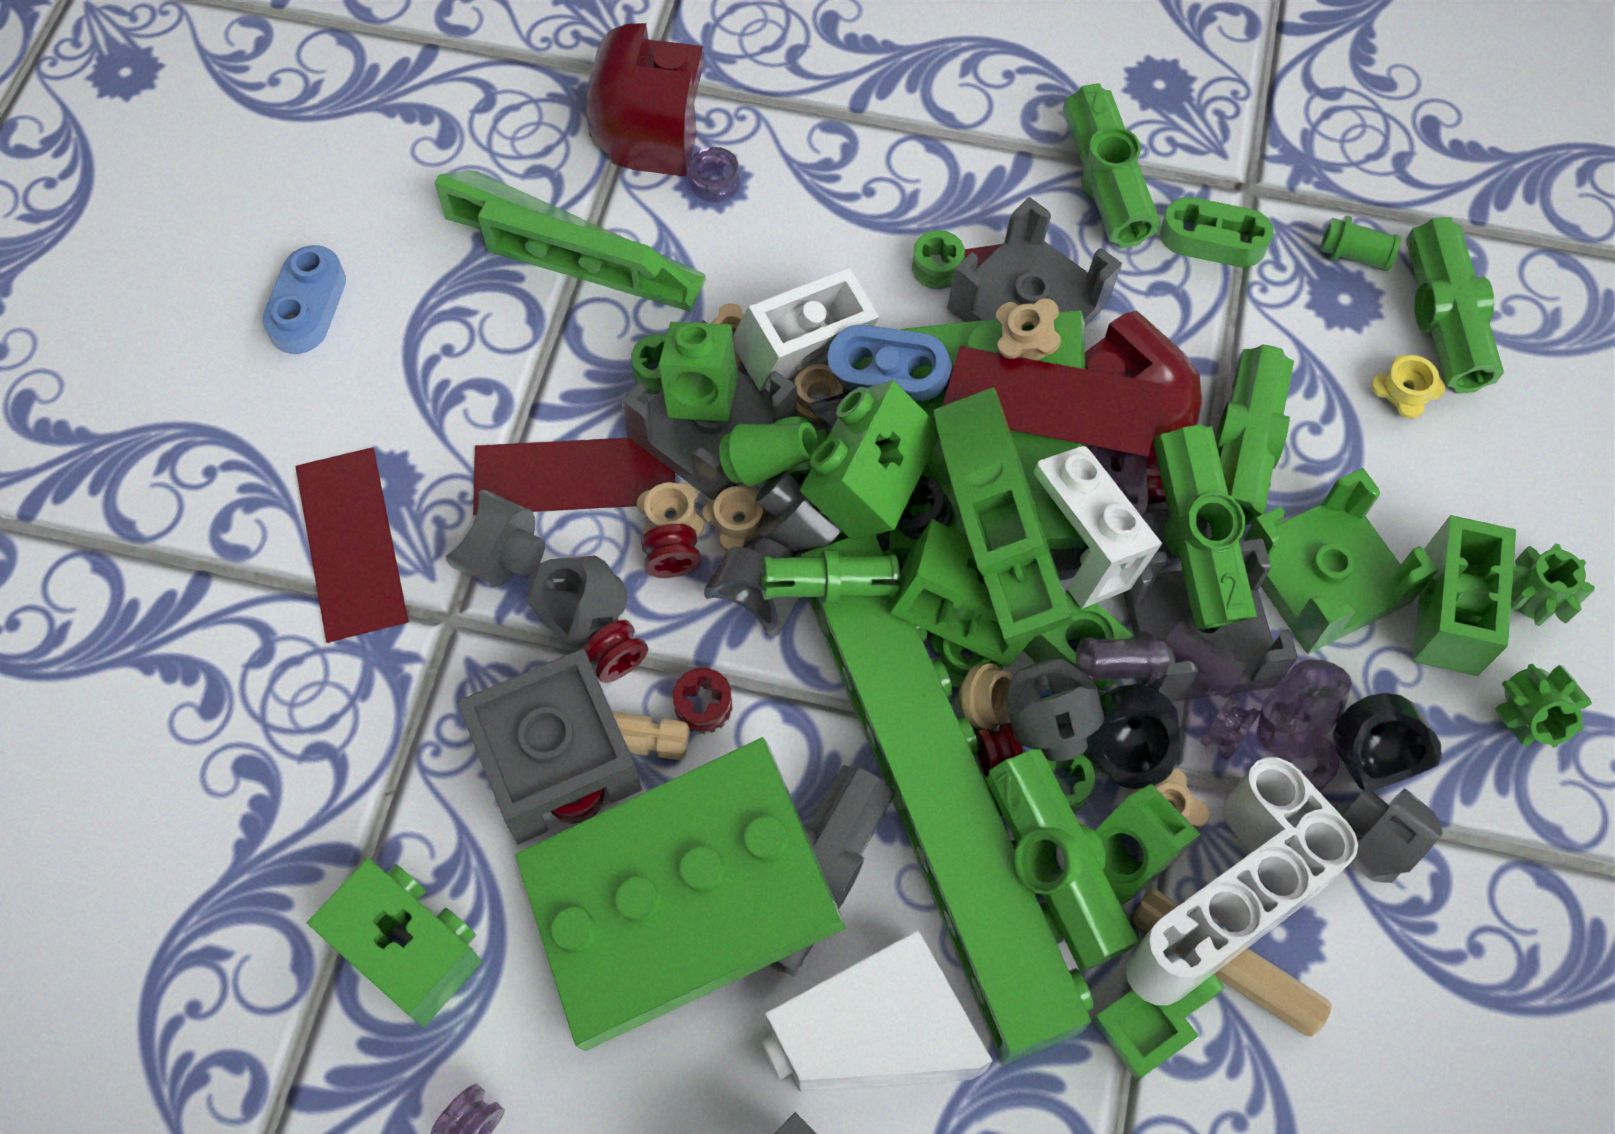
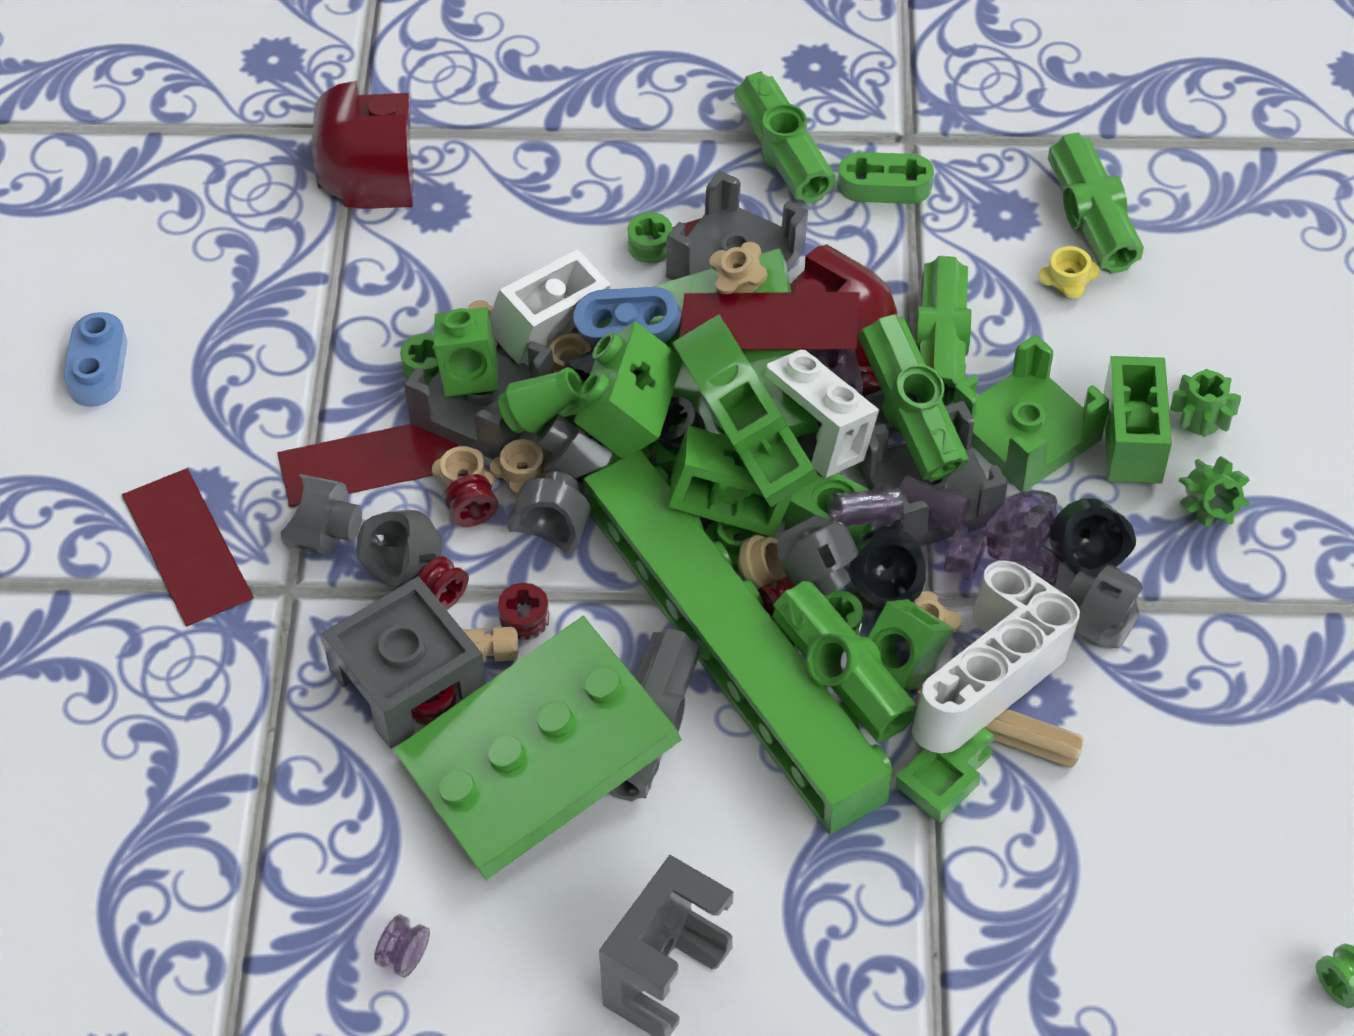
camera: 10 degrees left, 10 degrees down
(368, 912) = (310, 827): bright green brick -> none
(562, 242) = (318, 278): bright green wedge -> none
(714, 189) = (436, 212): clear purple bush -> none
(829, 576) = (612, 485): bright green pin -> none
(876, 1026) = (723, 815): white slope -> none
(1359, 243) = (1008, 167): bright green pin -> none

